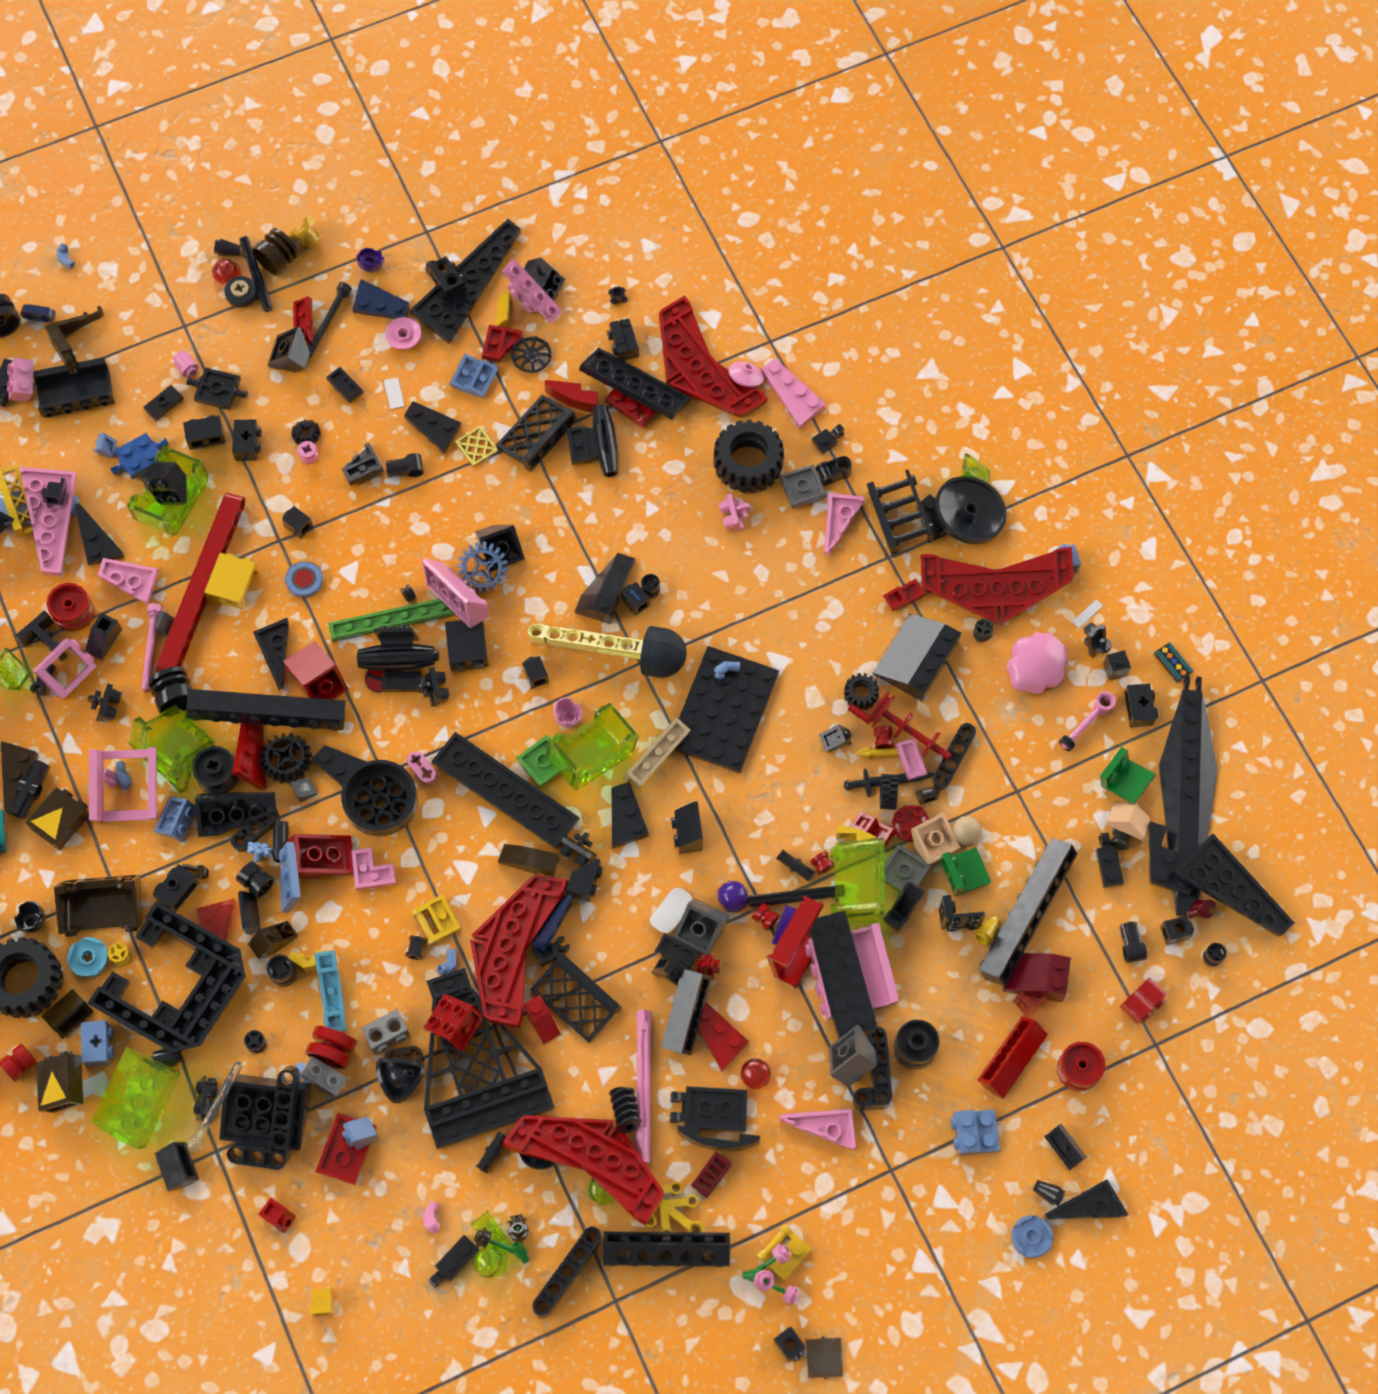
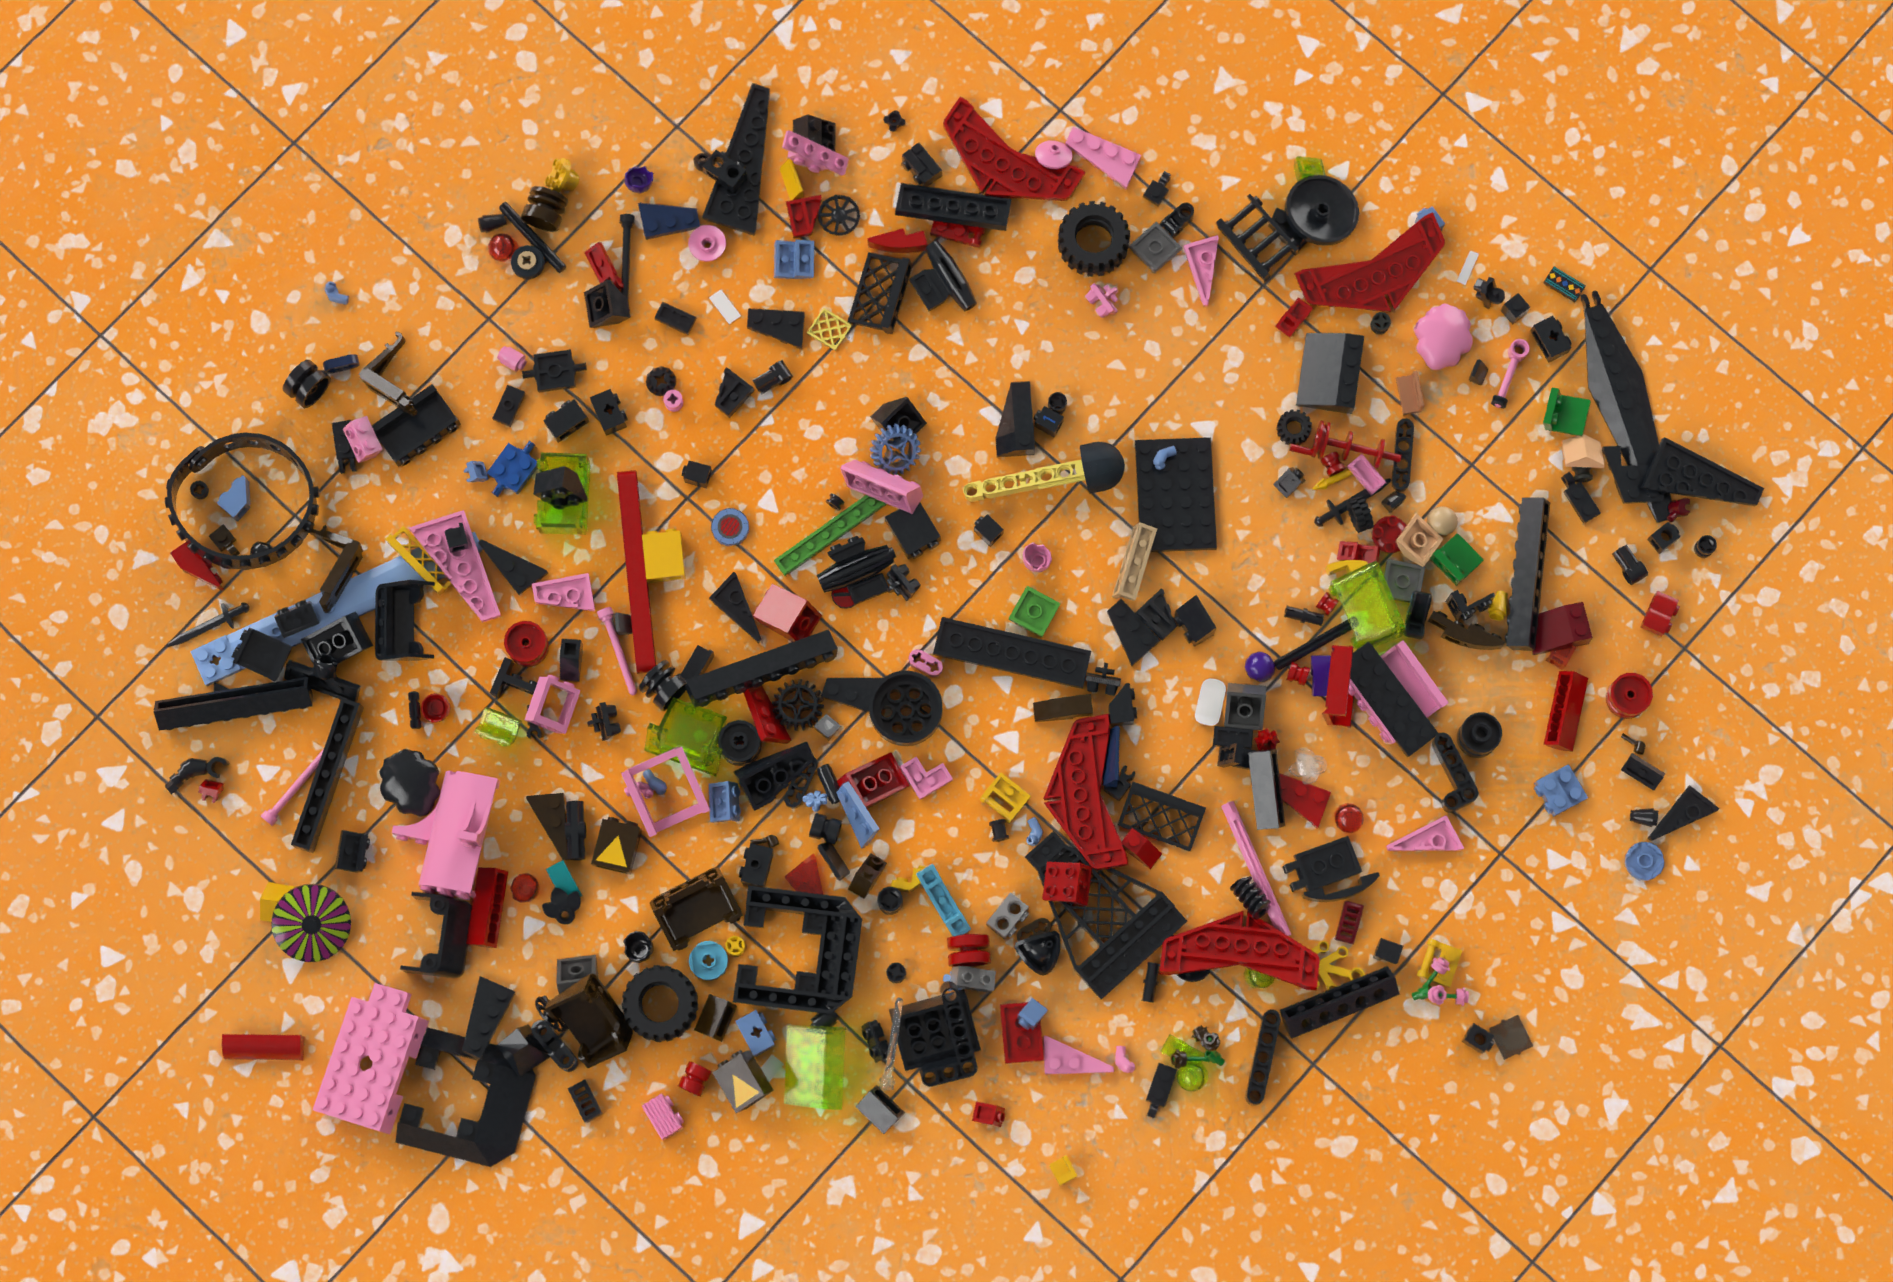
camera: 20 degrees left, 10 degrees up
(218, 682) = (698, 662): none -> black panel
(376, 1193) = (1067, 1060): none -> bright pink wing
(592, 747) = (1075, 581): clear neon green windscreen -> none
(656, 810) = (1157, 615): none -> black wing
(734, 1007) = (1305, 766): none -> clear plate
(736, 1218) = (1388, 951): none -> black panel
(851, 1057) = (1428, 769): dark grey slope -> none
(950, 949) = (1473, 637): none -> dark brown slope
(984, 704) = (1410, 394): none -> nougat panel
(1058, 709) = (1478, 373): none -> black slope
(1072, 1121) = (1639, 745): none -> dark brown hand

